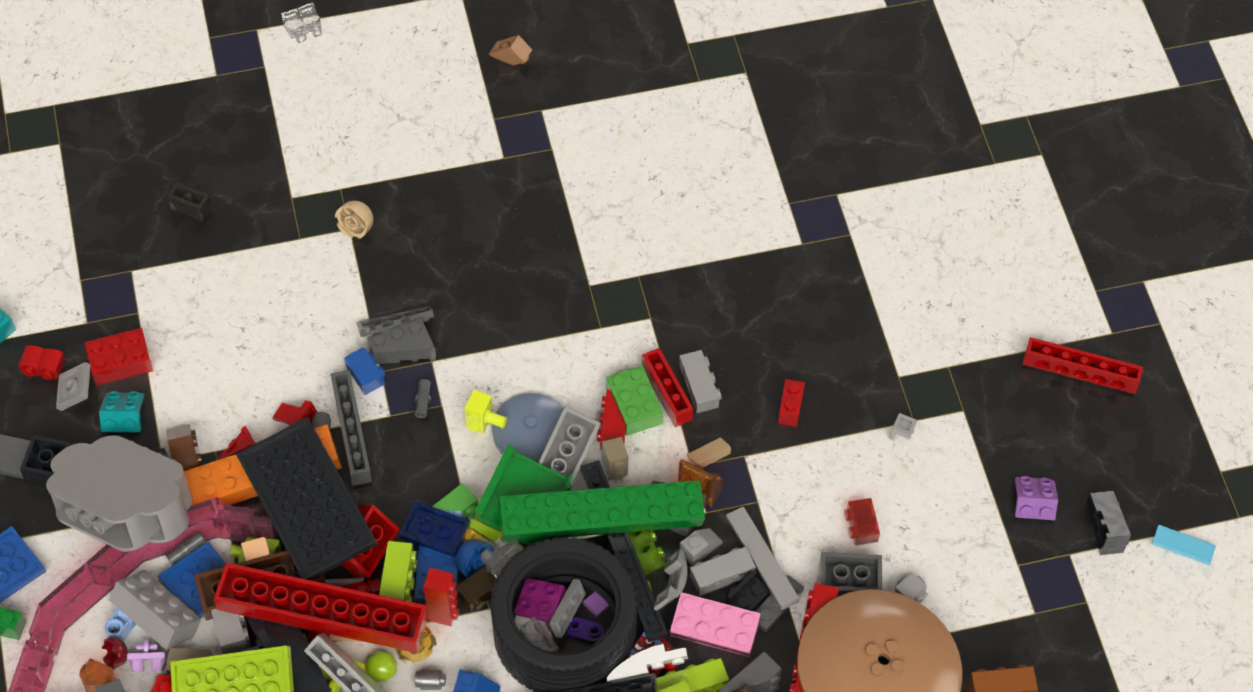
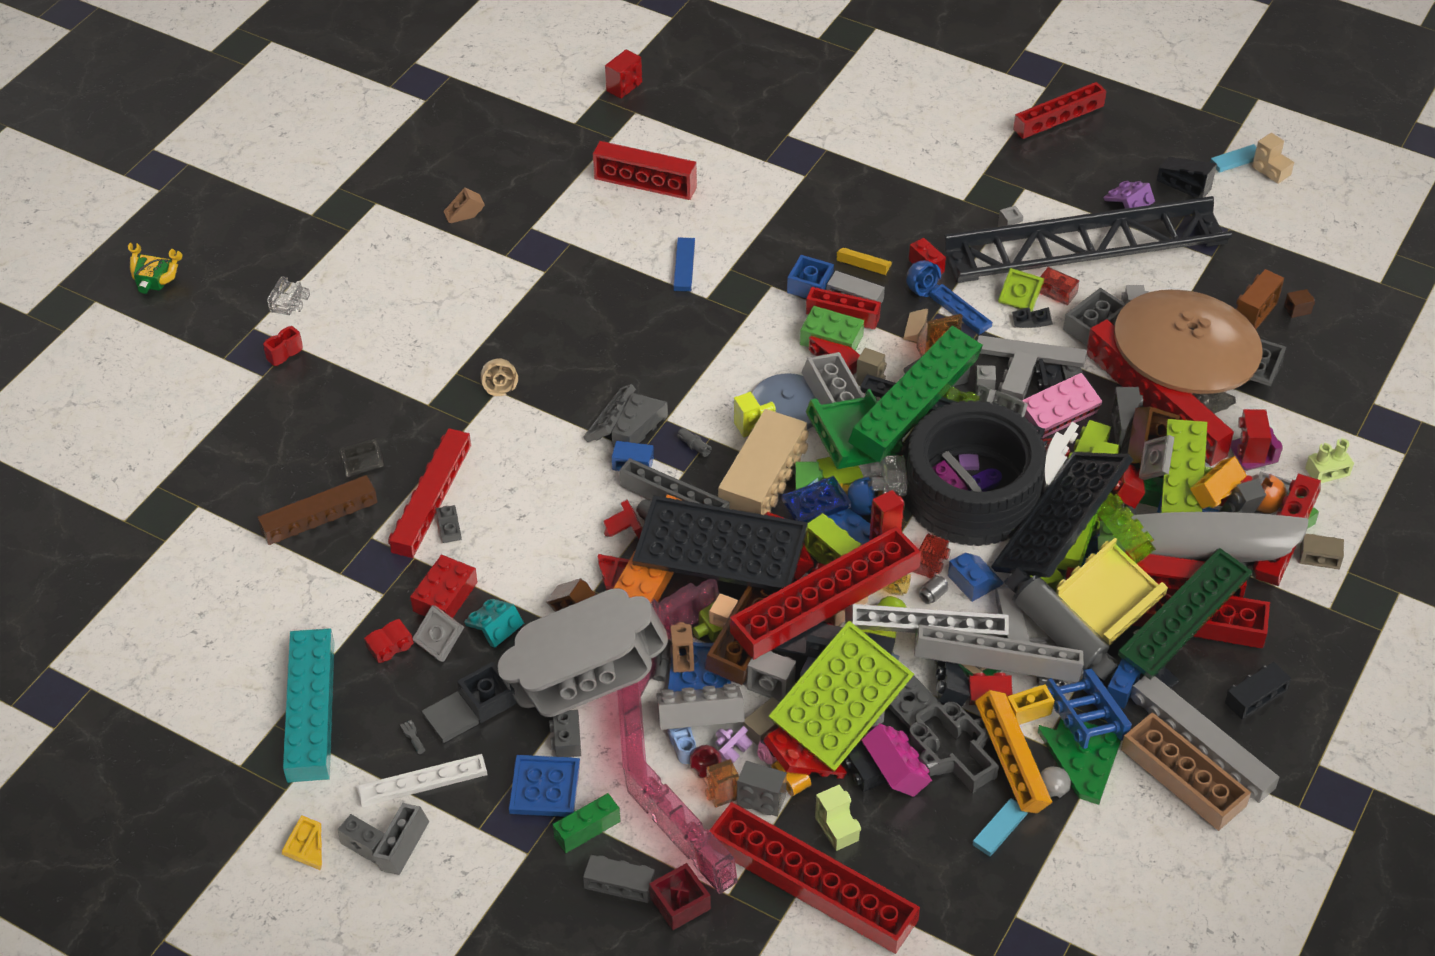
camera: 45 degrees left, 10 degrees down
(59, 543) = (566, 734): none -> dark grey brick
(119, 217) = (317, 510): none -> reddish brown brick
(189, 306) = (448, 524): none -> dark grey slope
(197, 551) = (682, 639): none -> medium nougat torso
(203, 271) = (430, 493): none -> red brick
(248, 62) = (283, 345): none -> red brick
(433, 465) = (765, 463): none -> tan brick
(462, 652) = (933, 553): none -> clear red brick
(608, 241) = (684, 264): none -> blue tile
(674, 133) = (645, 170): none -> red brick
(676, 337) = (807, 274): none -> blue brick
(746, 359) = (863, 261): none -> yellow slope
(762, 417) = (923, 277): none -> blue cylinder
(763, 470) = (957, 305): none -> blue tile
(768, 30) = (623, 73): none -> red brick
(806, 530) = (1026, 319): none -> black slope
(825, 498) = (1020, 289): none -> lime tile
(1070, 574) = (964, 267): none -> black piece
(1204, 574) = (1270, 160): none -> tan brick

